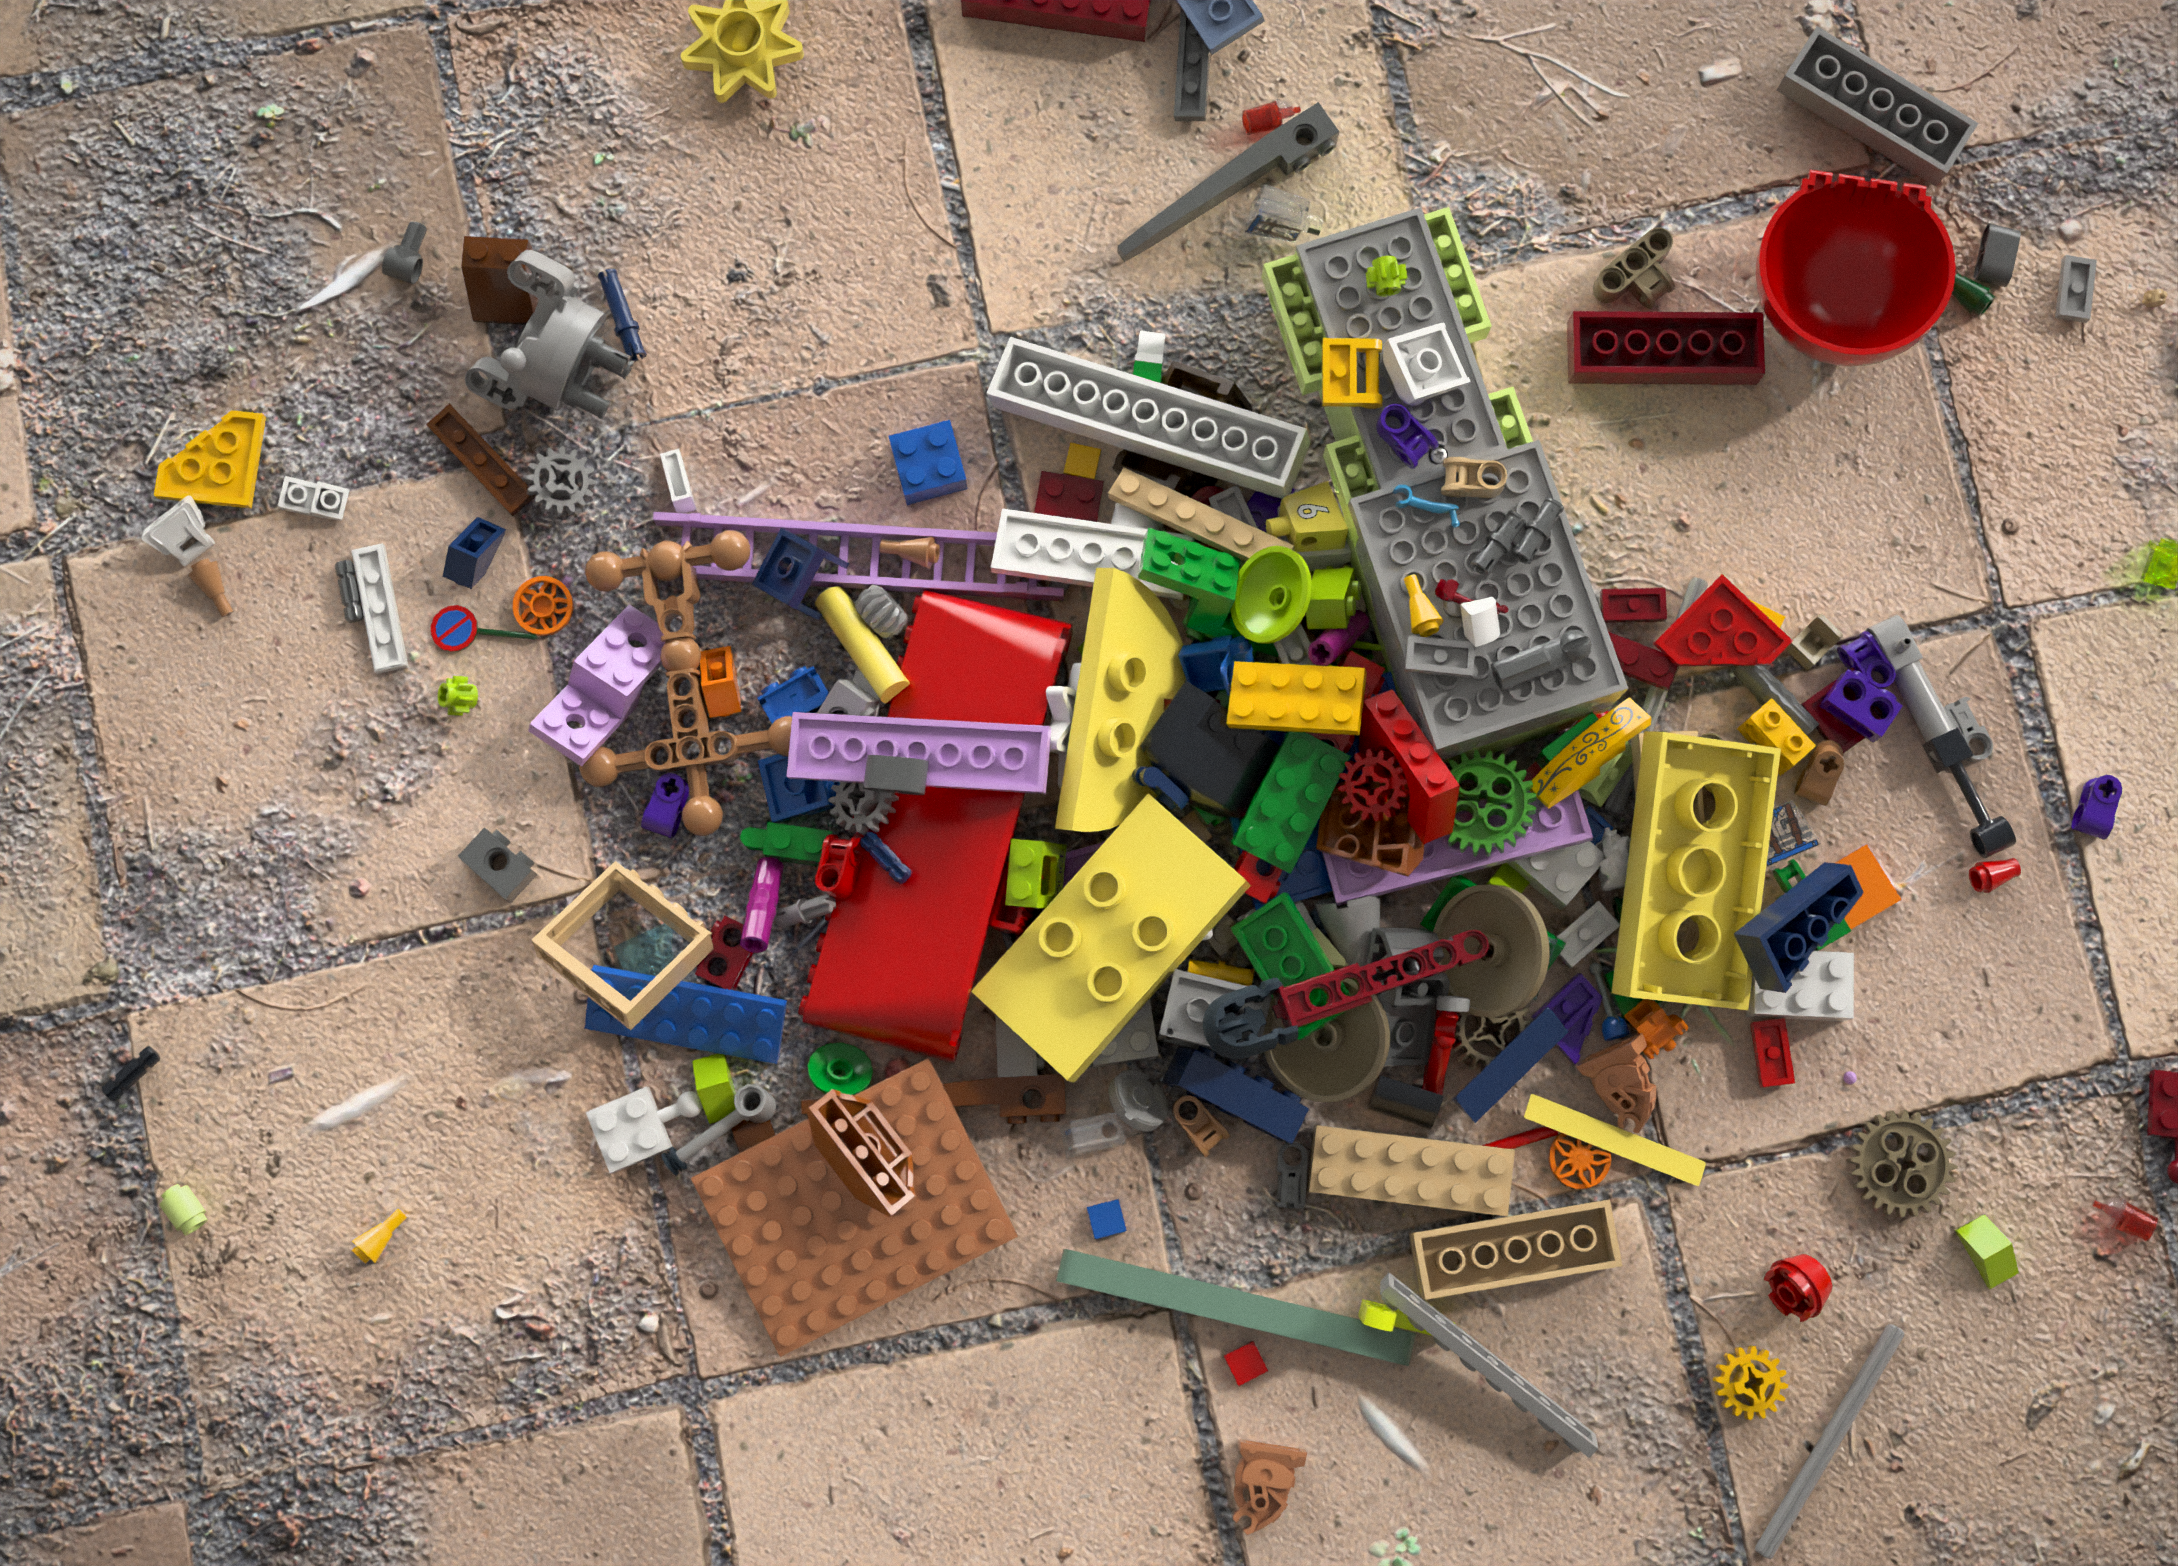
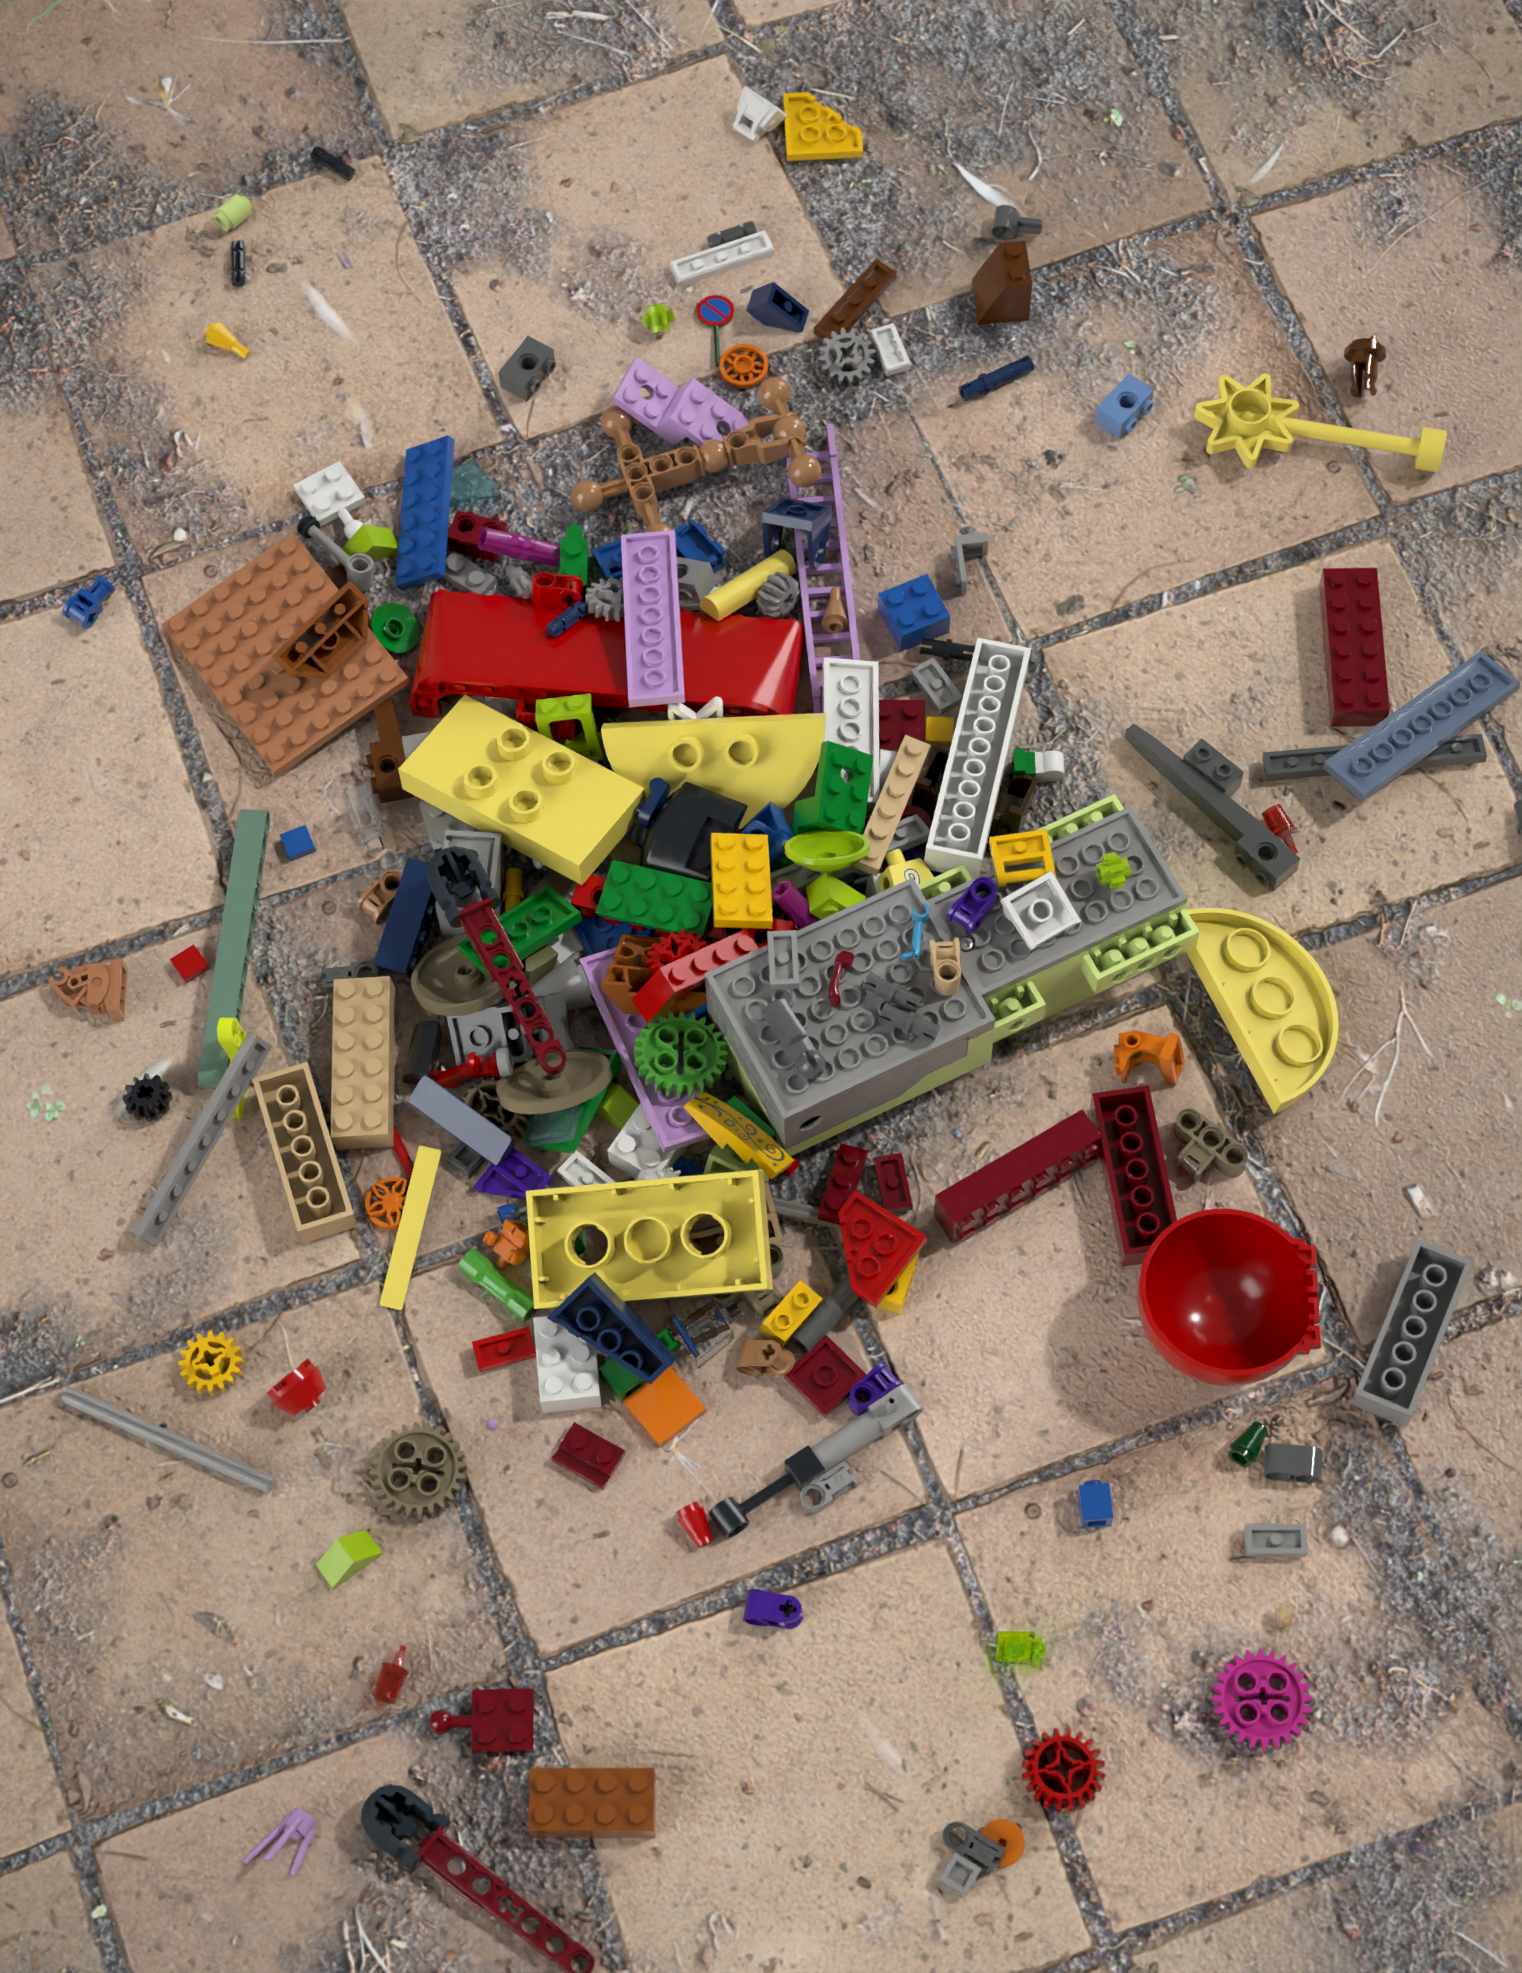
camera: 85 degrees right, 15 degrees down
(208, 579) = (724, 141): medium nougat cone -> none
(260, 1211) = (238, 263): none -> black axle
(313, 499) = (802, 198): white slope -> none
(555, 348) = (953, 324): light grey piece -> none
(556, 430) = (890, 349): none -> white plate
(581, 909) = (491, 421): tan window -> none
(665, 811) = (591, 468): dark purple piece -> none
(678, 482) = (863, 441): white piece -> none
(698, 193) = (1130, 394): none -> medium blue brick
(720, 682) = (700, 494): orange slope -> none
(734, 1446) = (87, 604): none -> blue connector
(778, 973) = (467, 575): none -> light grey plate
(857, 401) = (967, 545): none -> light grey bracket
(895, 774) = (628, 597): dark grey beam -> none
(980, 434) = (947, 649): none -> black pin
(1025, 454) = (936, 686): none -> light grey plate
(1138, 1100) = (394, 842): light grey tile -> none
(1187, 171) = (1214, 767): none -> dark grey brick
(1281, 215) = (1189, 845): clear torso -> none
(1423, 615) = (816, 942): yellow cone -> none
(1426, 1430) = (139, 1105): none -> black gear
(1480, 621) = (818, 983): white brick -> none
(1491, 166) = (1268, 999): none -> light yellow plate
(1534, 287) = (1162, 1051): none -> orange tile
(1540, 1072) = (465, 1160): none -> dark grey tile
(1622, 1080) = (461, 1220): nougat piece -> none
(1654, 469) = (1017, 1177): none -> dark red brick
(1699, 1047) = (482, 1271): none -> bright green axle
(1814, 641) = (884, 1339): dark tan bracket -> none
(1857, 713) = (824, 1376): dark purple brick -> none
(1901, 977) = (588, 1455): none -> dark red plate
(2020, 459) = (1095, 1504): none -> blue brick

